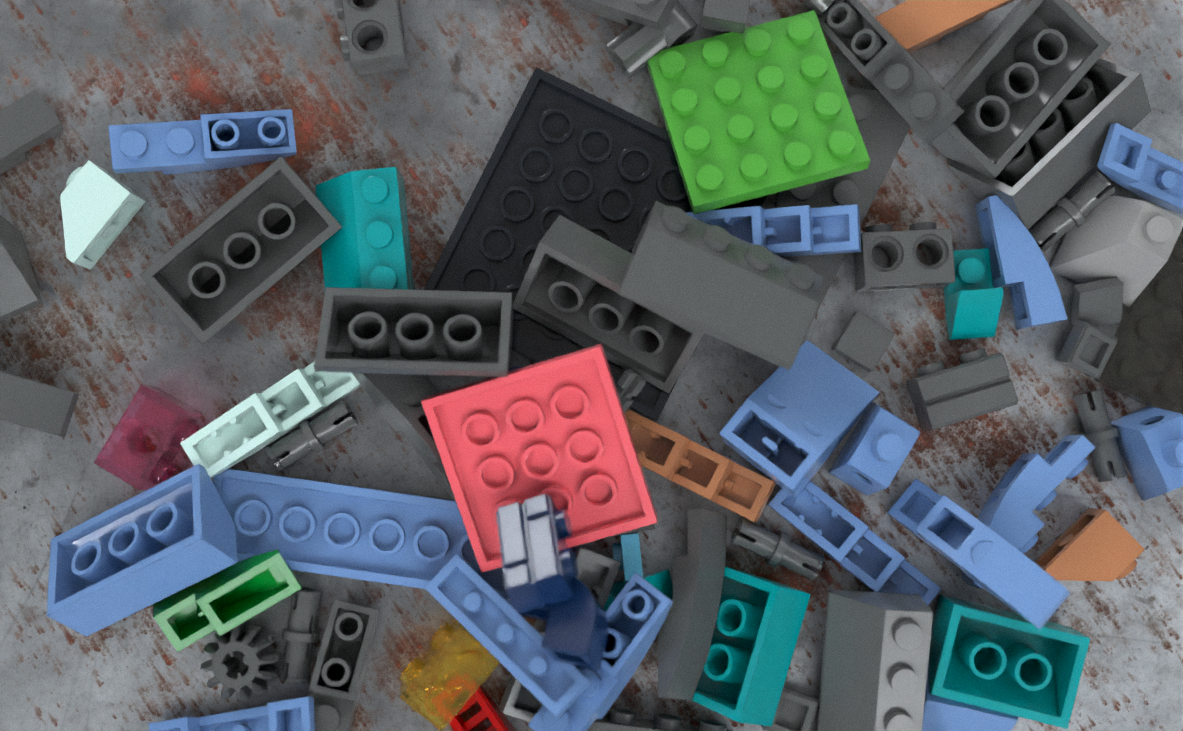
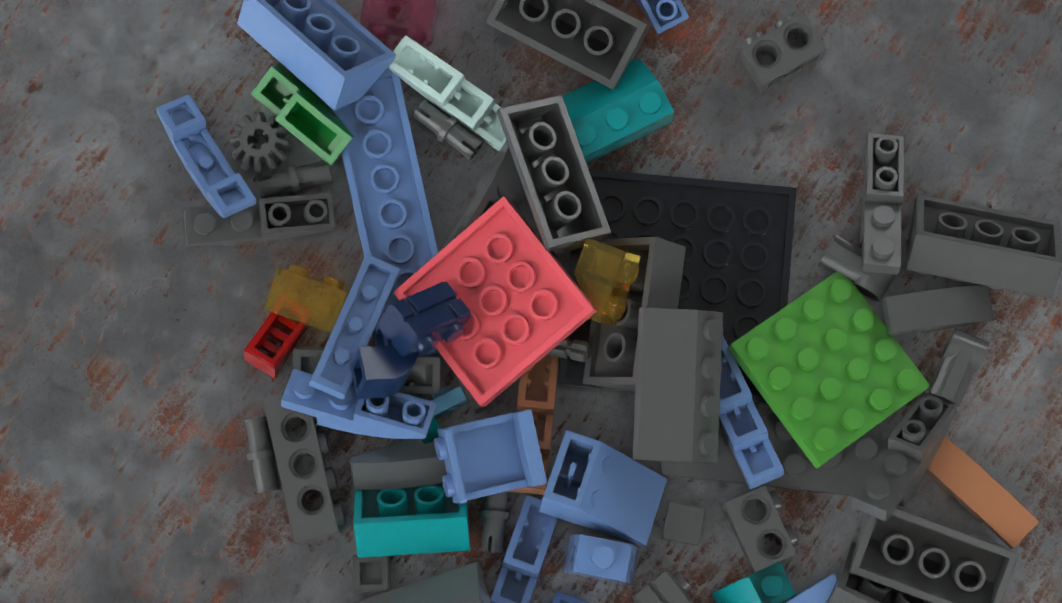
camera: 75 degrees right, 5 degrees down
(563, 320) = (605, 278): none -> clear yellow slope
(718, 532) = (490, 456): none -> medium blue panel

